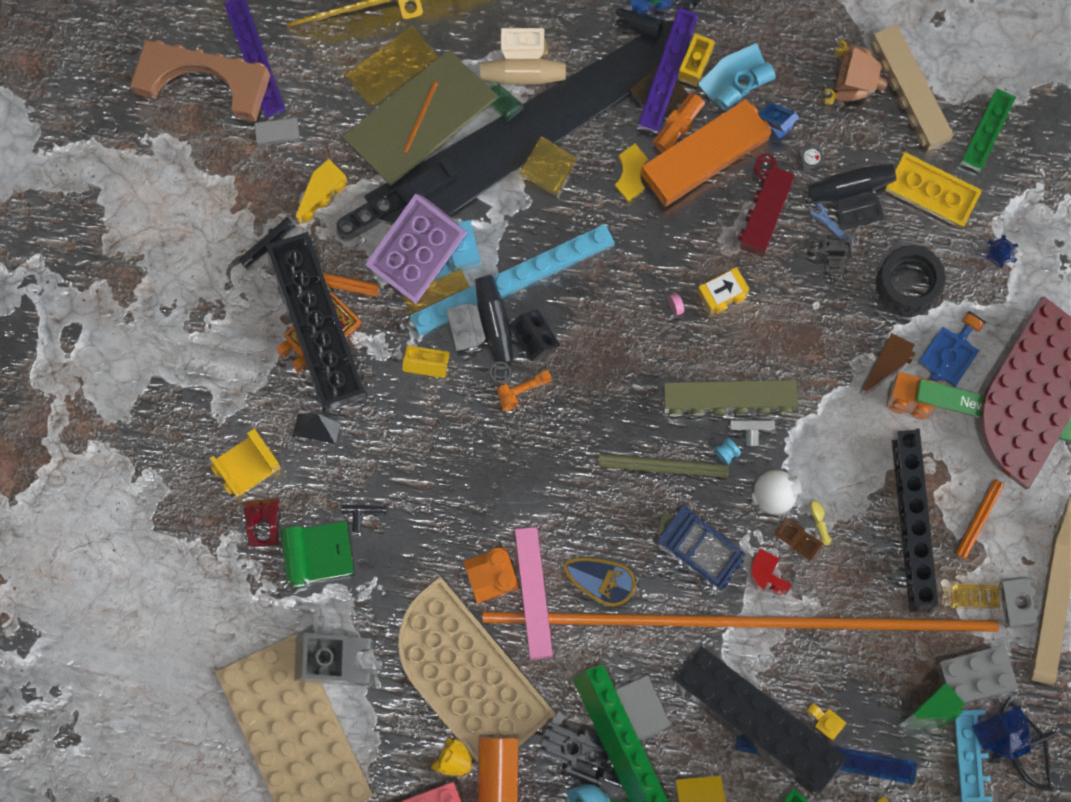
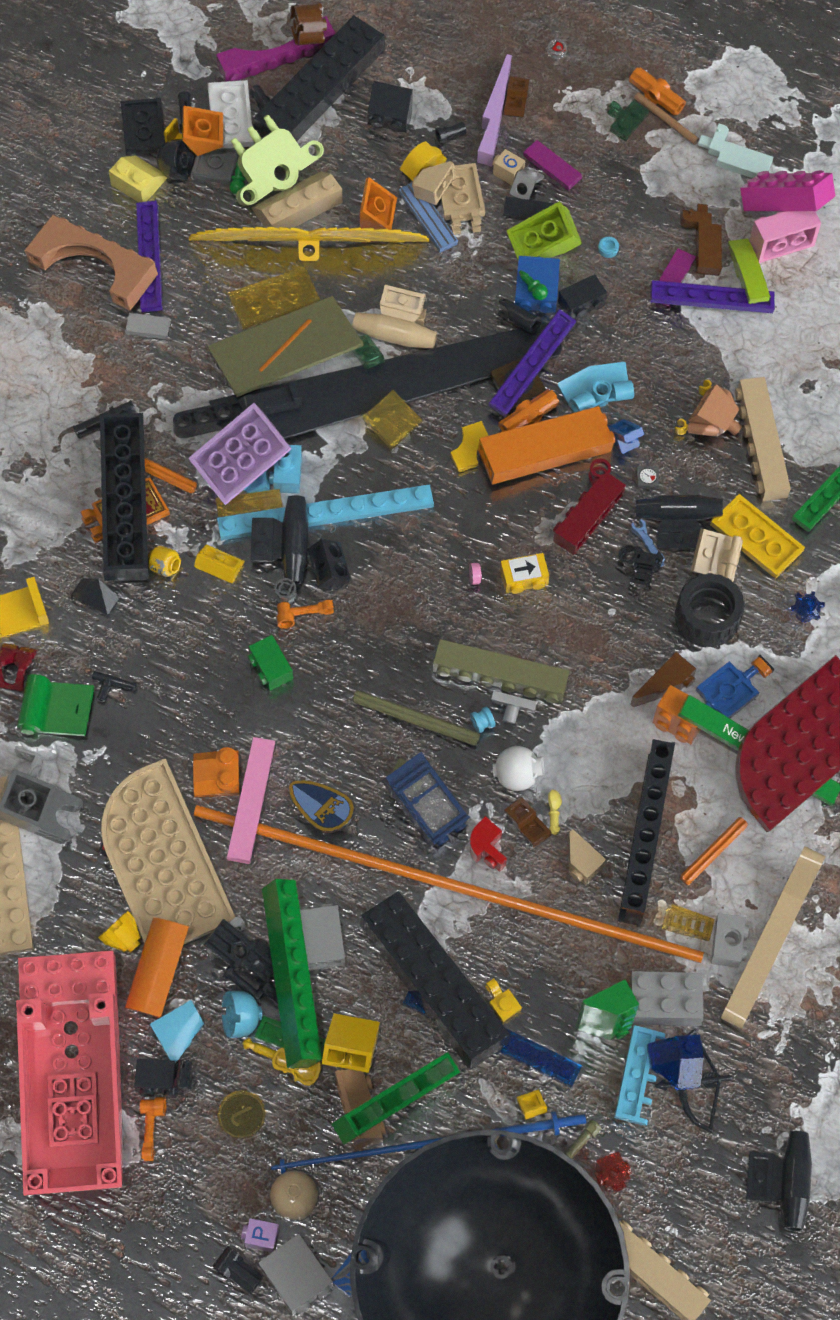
camera: 15 degrees right, 10 degrees down
(322, 186) = (172, 383): yellow slope -> none
(373, 375) = (164, 561): none -> yellow head
(508, 451) = (270, 662): none -> green brick
(696, 60) = (562, 360): yellow brick -> none
(861, 562) = (583, 859): none -> tan slope
(902, 223) = (716, 554): none -> tan plate

